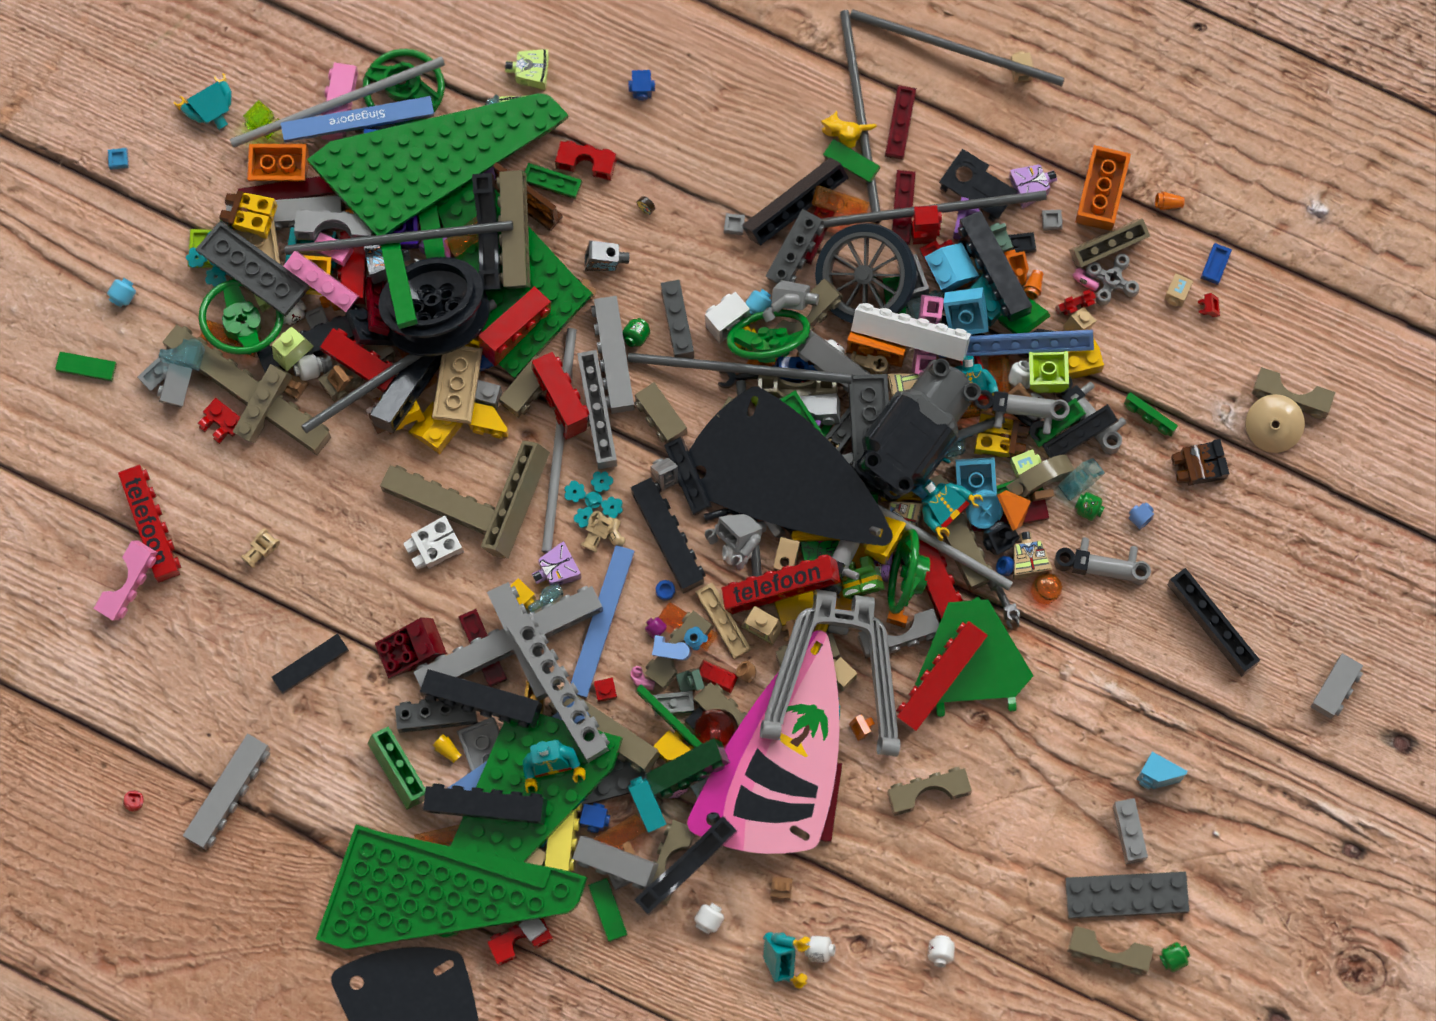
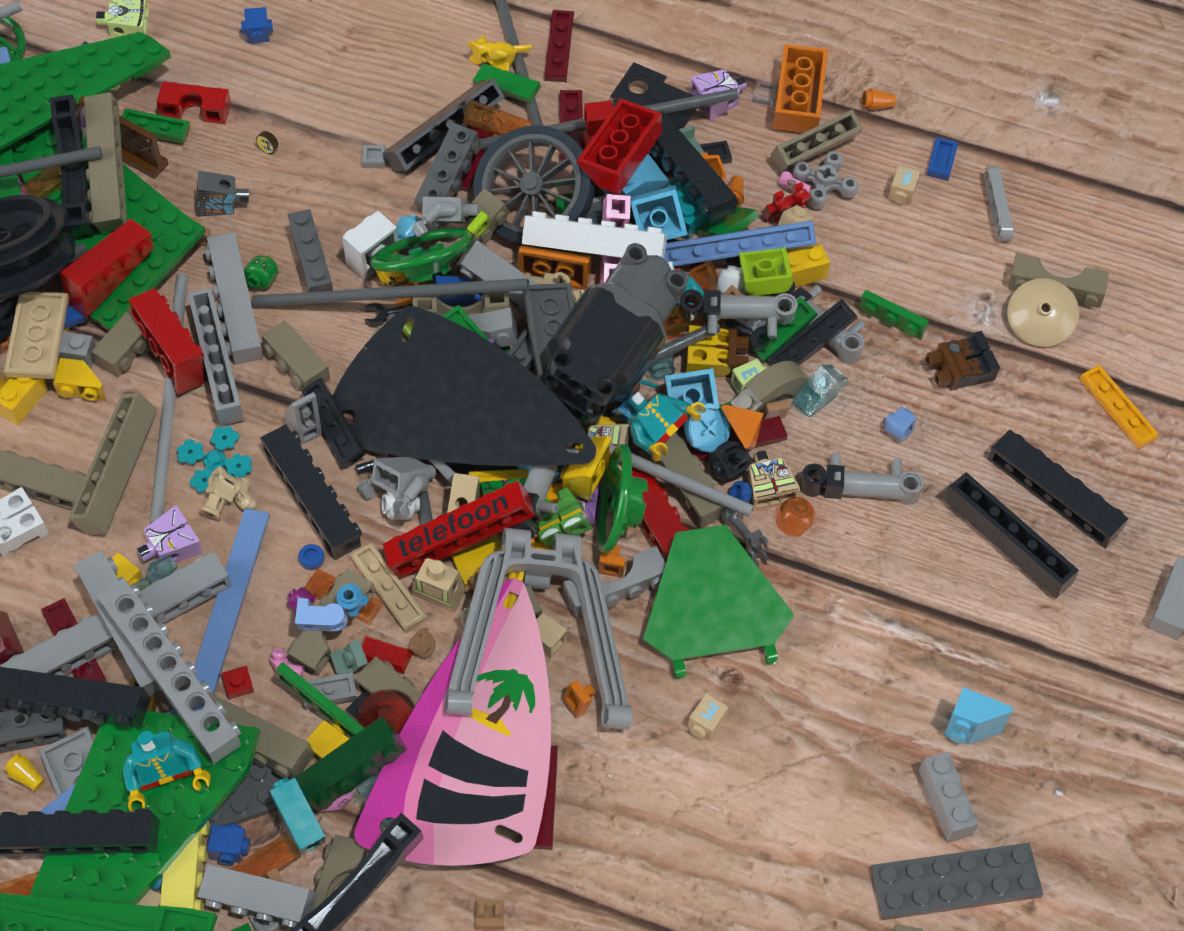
camera: 10 degrees left, 15 degrees down
(817, 314) = (479, 225): none -> lime tile
(940, 250) = (620, 145): none -> red slope
(942, 675) = (676, 622): red brick -> none
(953, 783) = (706, 758): dark tan arch -> none
(957, 752) = (707, 718): none -> tan brick
(1052, 220) = (746, 128): light grey tile -> none
(1072, 185) = (765, 93): none -> clear tile
(1089, 506) = (835, 418): green head -> none
(1211, 305) = (944, 198): red tile -> none
(1256, 324) = (998, 203): none -> light grey beam
(1258, 583) = (1057, 488): none -> black brick
(1323, 512) = (1119, 407): none -> light orange tile

